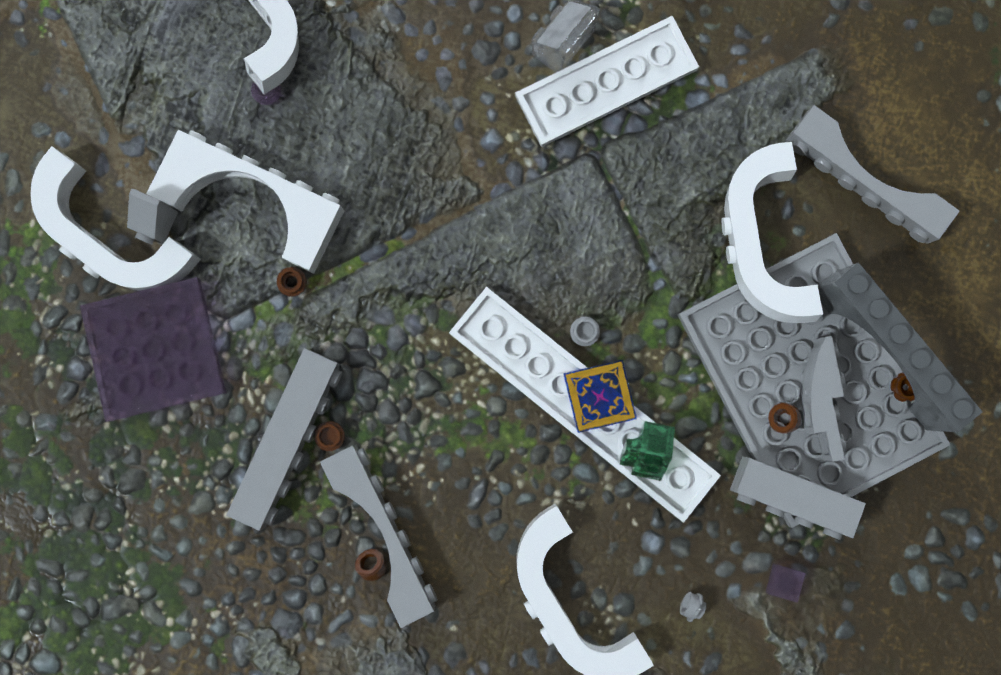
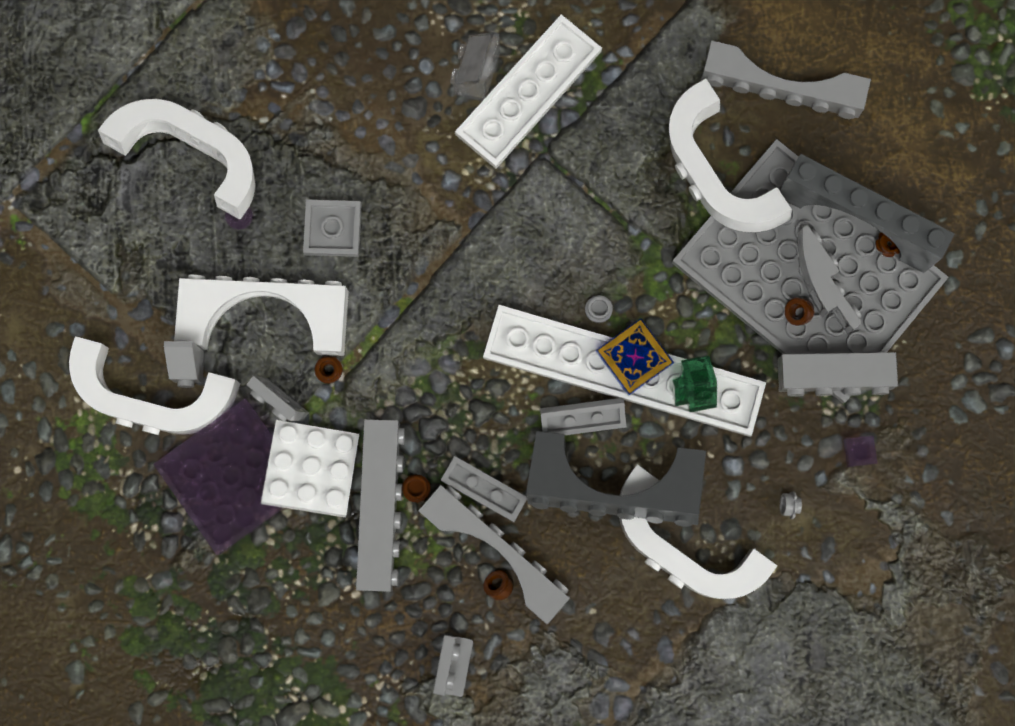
camera: 15 degrees left, 5 degrees down
(226, 292) = (284, 406): none -> light grey plate
(231, 374) = (310, 468): none -> white plate
(292, 627) = (453, 666): none -> light grey bracket
(353, 140) = (332, 228): none -> light grey plate
(395, 465) = (484, 489): none -> light grey plate
(523, 434) = (584, 417): none -> light grey plate
(576, 558) = (671, 499): none -> dark grey arch

